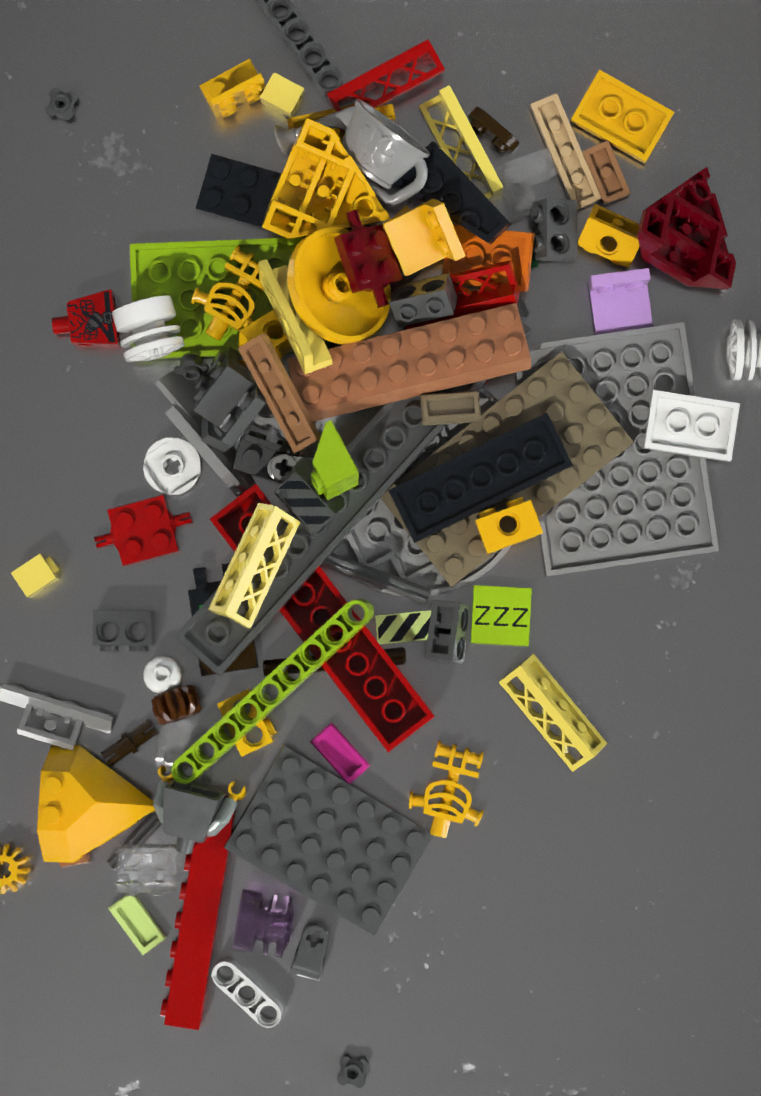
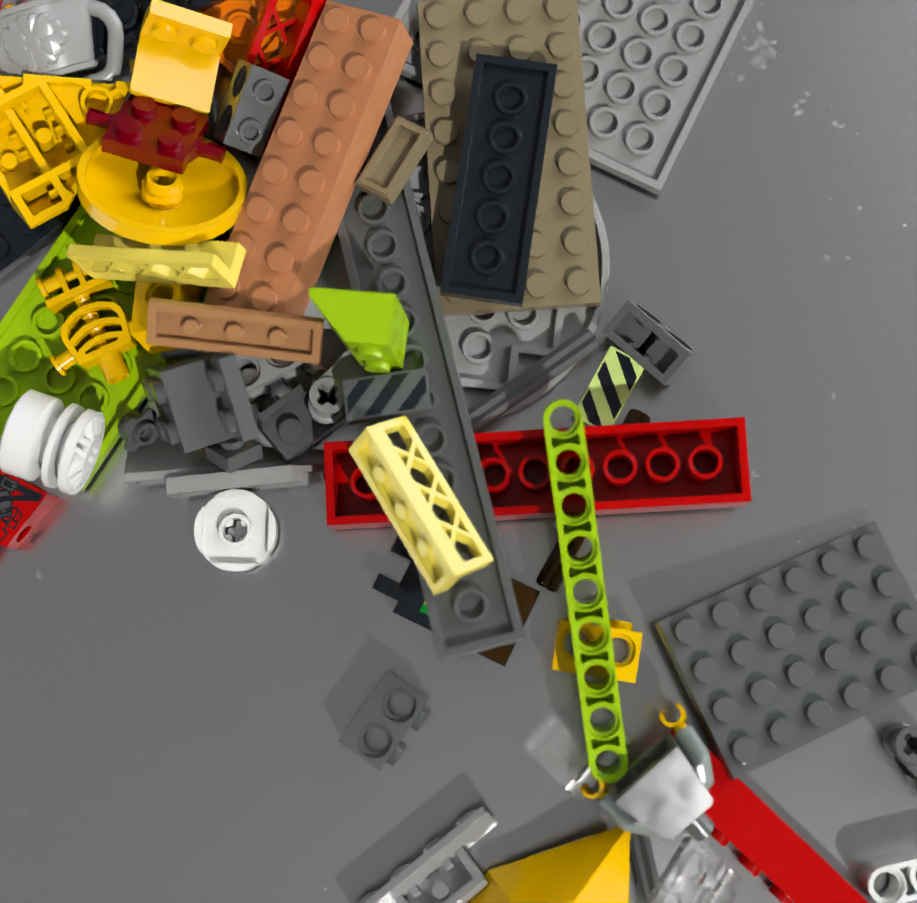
camera: 55 degrees left, 5 degrees down
(36, 574) = (249, 781): light yellow brick -> none
(129, 743) = (525, 807): dark brown pin -> none
(143, 529) = (285, 616): red plate -> none
(162, 674) = (472, 710): white head -> none
(176, 704) = (519, 718): reddish brown gear -> none
(263, 923) = (855, 795): clear purple wheel -> none
(340, 753) = (705, 565): dark pink tile -> none
(442, 816) = (860, 497): yellow piece -> none
(501, 615) = (669, 274): lime tile -> none
(526, 525) = (579, 159): yellow brick -> none
(557, 710) = (821, 277): light yellow fence -> none

